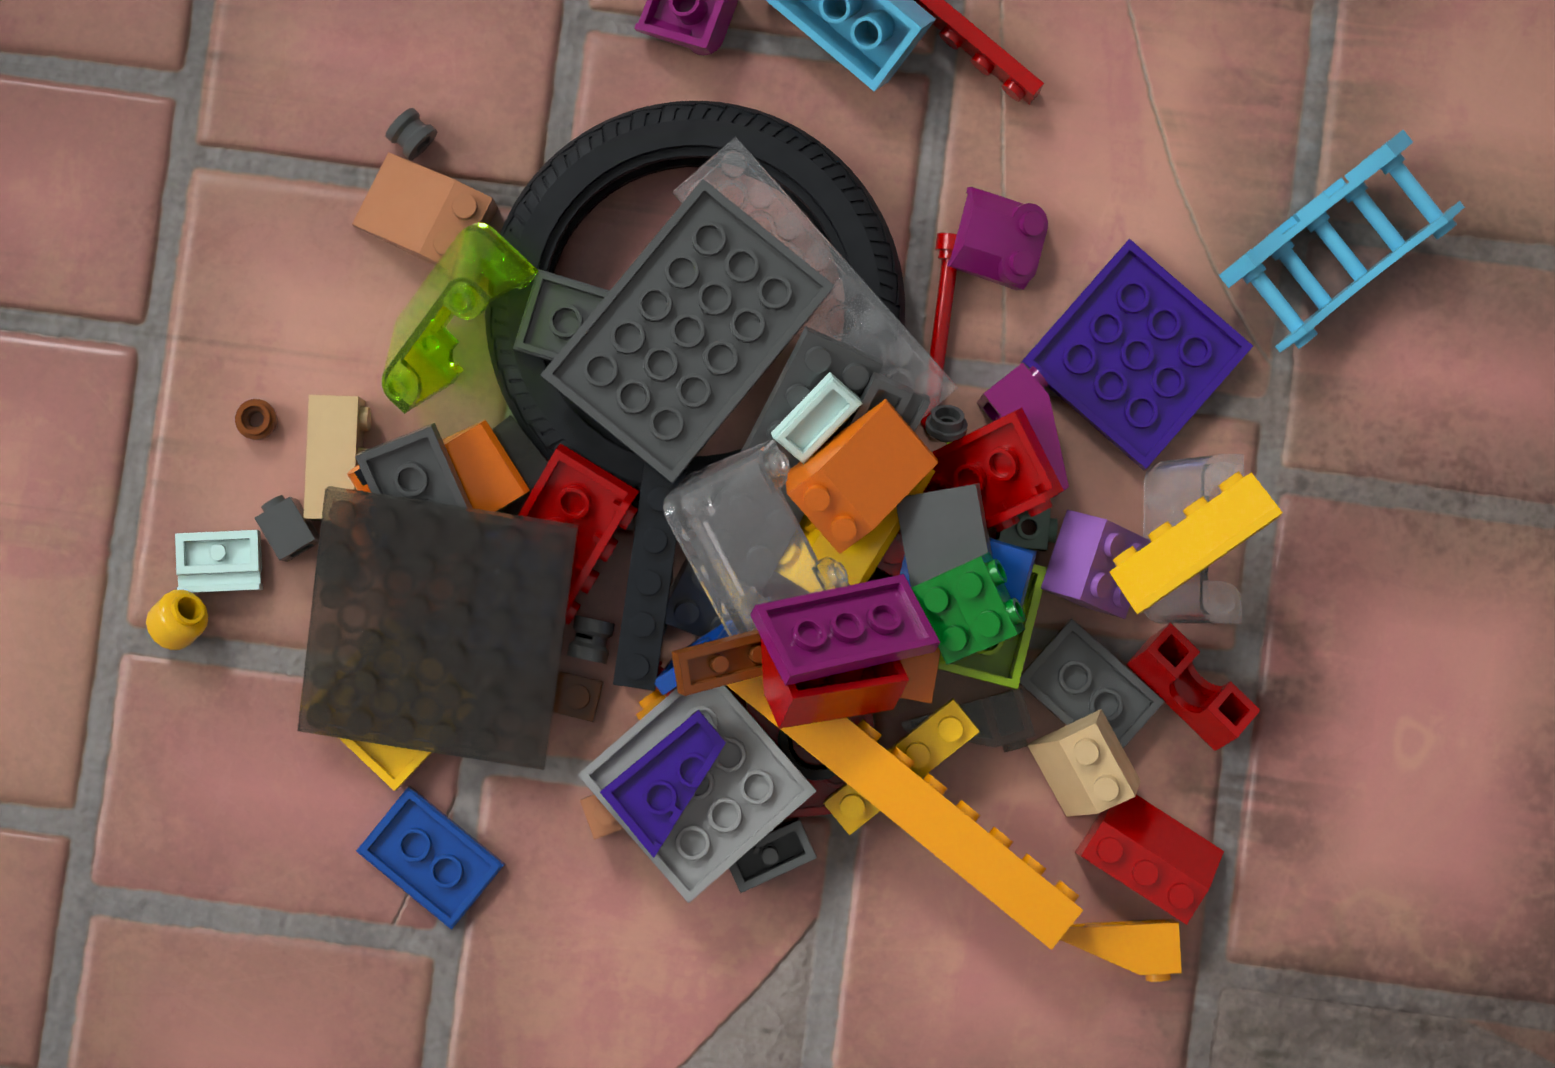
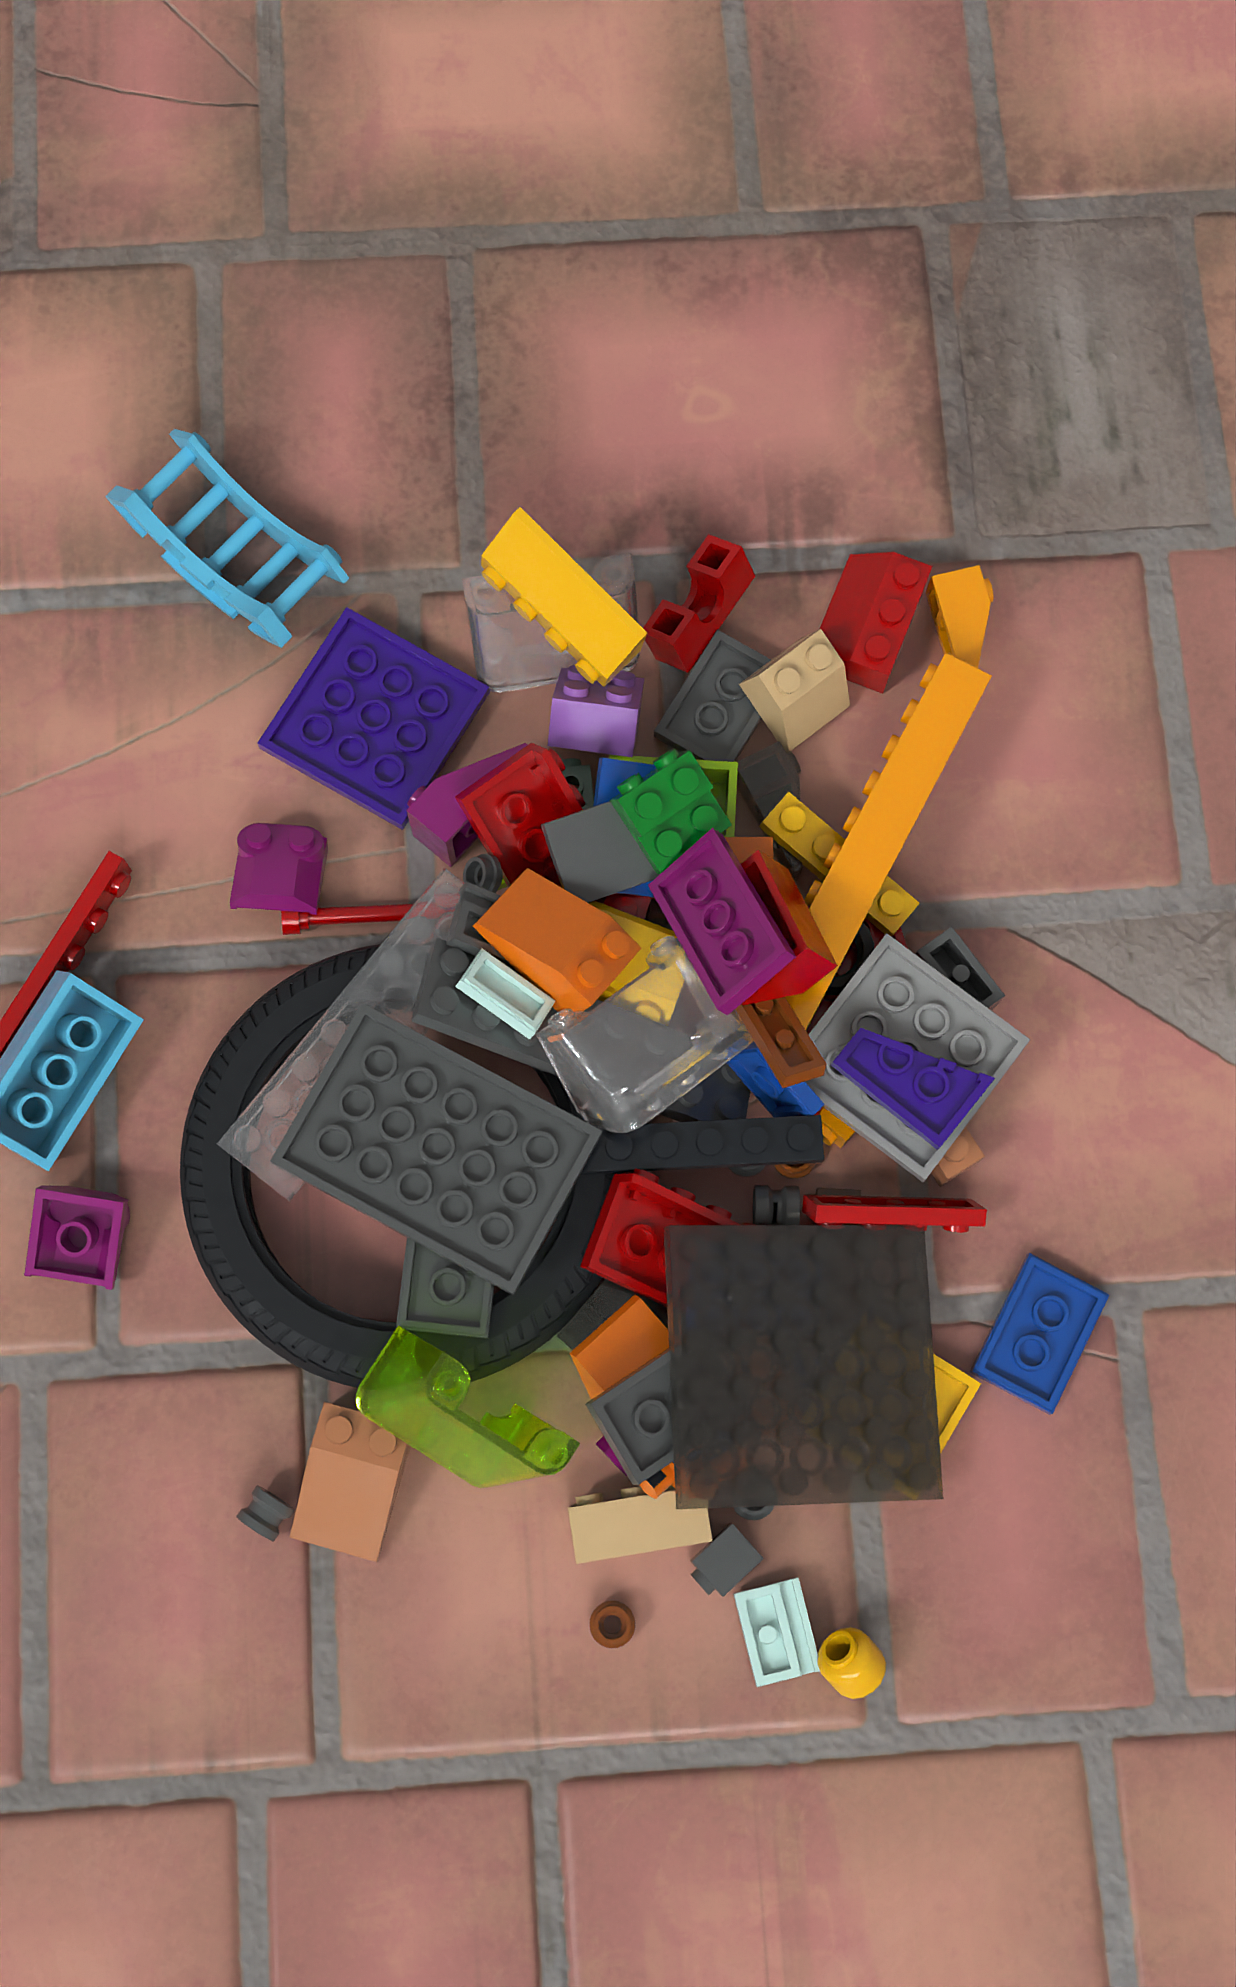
camera: 105 degrees left, 10 degrees down
(562, 745) = (950, 1213): none -> red plate

